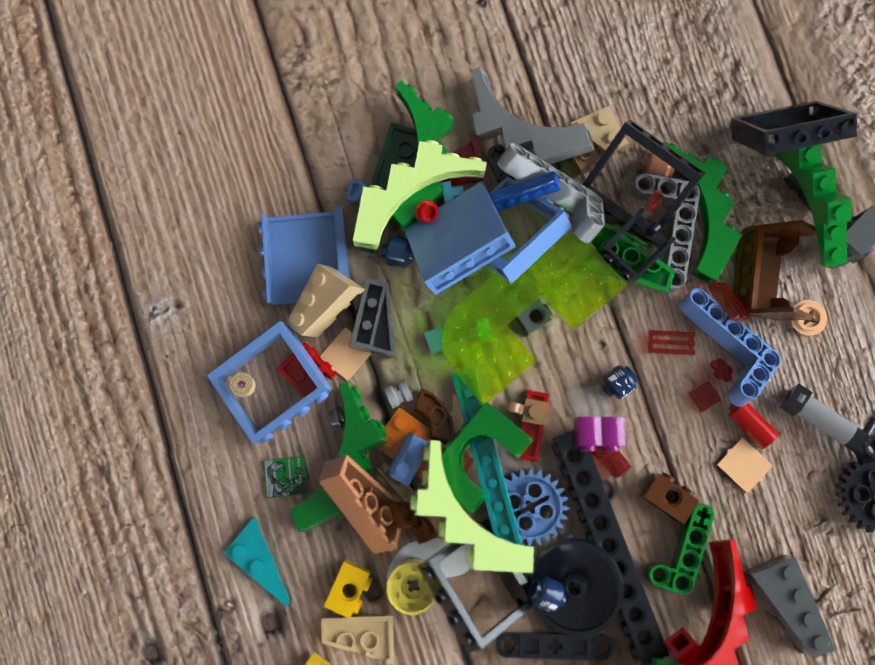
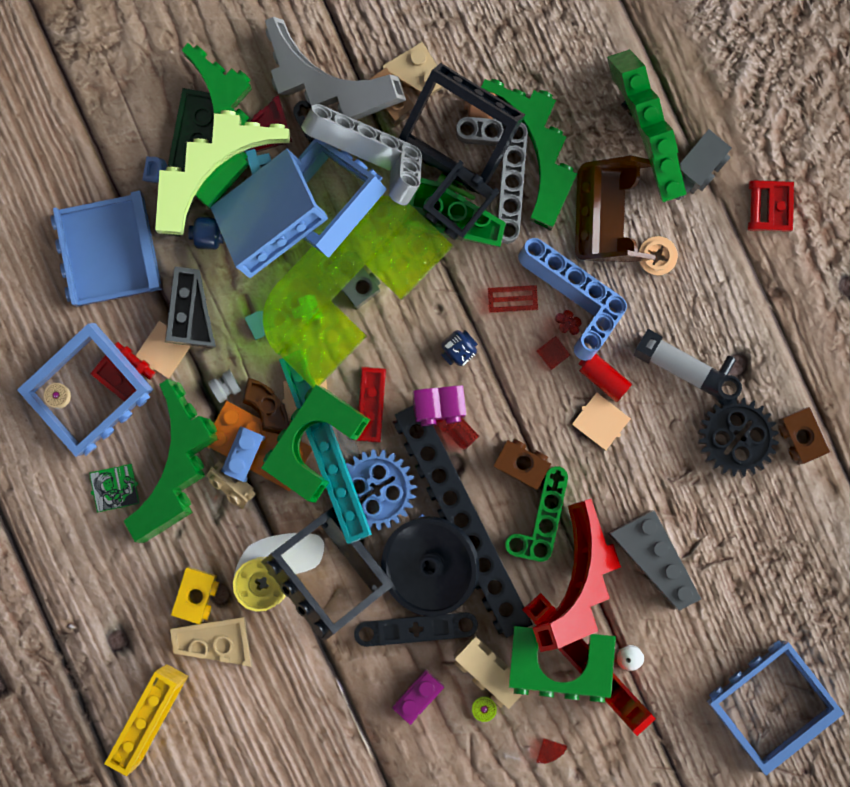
camera: 10 degrees left, 5 degrees up
(253, 556) = (89, 572): teal wing -> none
(322, 300) = (130, 296): tan wedge -> none
(337, 418) = (162, 419): dark grey plate -> none
(362, 502) = (200, 504): nougat wedge -> none
(418, 525) = (249, 515): reddish brown tile -> none
(426, 211) = (231, 187): red plate -> none
(457, 527) = (274, 493): yellowish green arch -> none
(525, 191) = (334, 155): blue piece -> none
(532, 411) = (369, 389): medium nougat plate -> none
(547, 594) = (400, 576): dark blue head -> none
(589, 402) = (430, 372): clear piece -> none
(654, 202) = (472, 152): clear red tile -> none
(729, 301) = (568, 248): clear red tile -> none
(794, 127) = (613, 38): black window -> none

